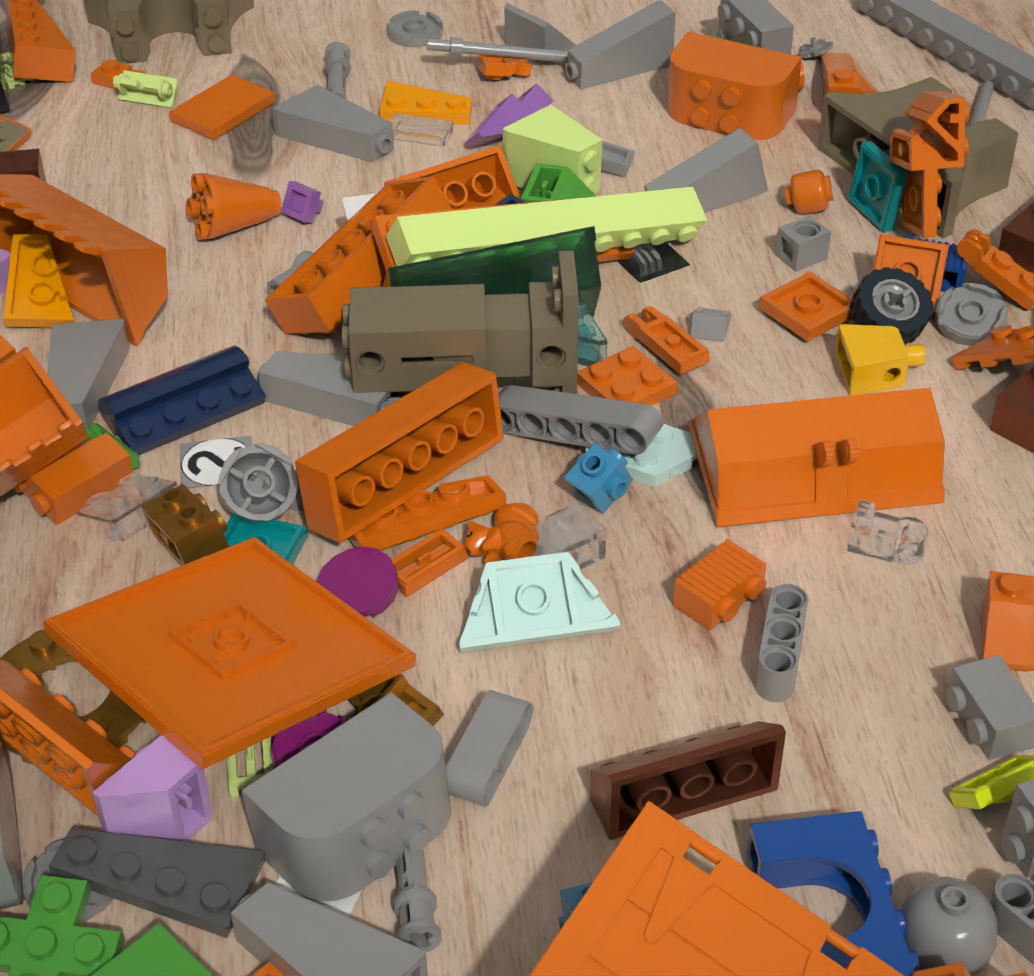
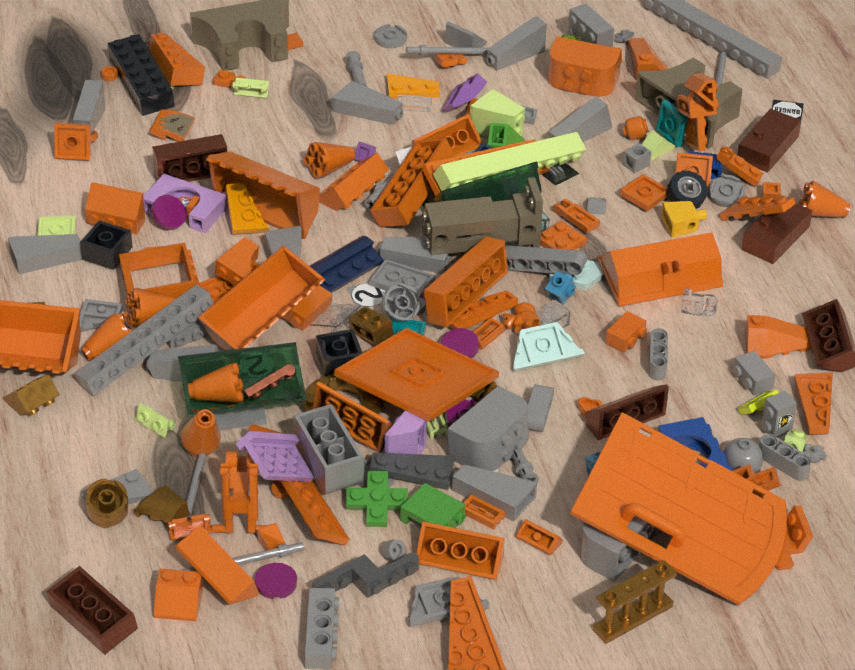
camera: 10 degrees left, 0 degrees up
(91, 568) = (336, 349): none -> black brick
(222, 106) = (297, 95): orange tile -> none
(248, 26) = (294, 41): none -> orange tile
(259, 251) = (353, 183): none -> orange slope
(283, 427) = (394, 273): none -> light grey tile
(599, 748) = (585, 404): none -> orange tile
(846, 224) = (657, 145): none -> yellowish green slope

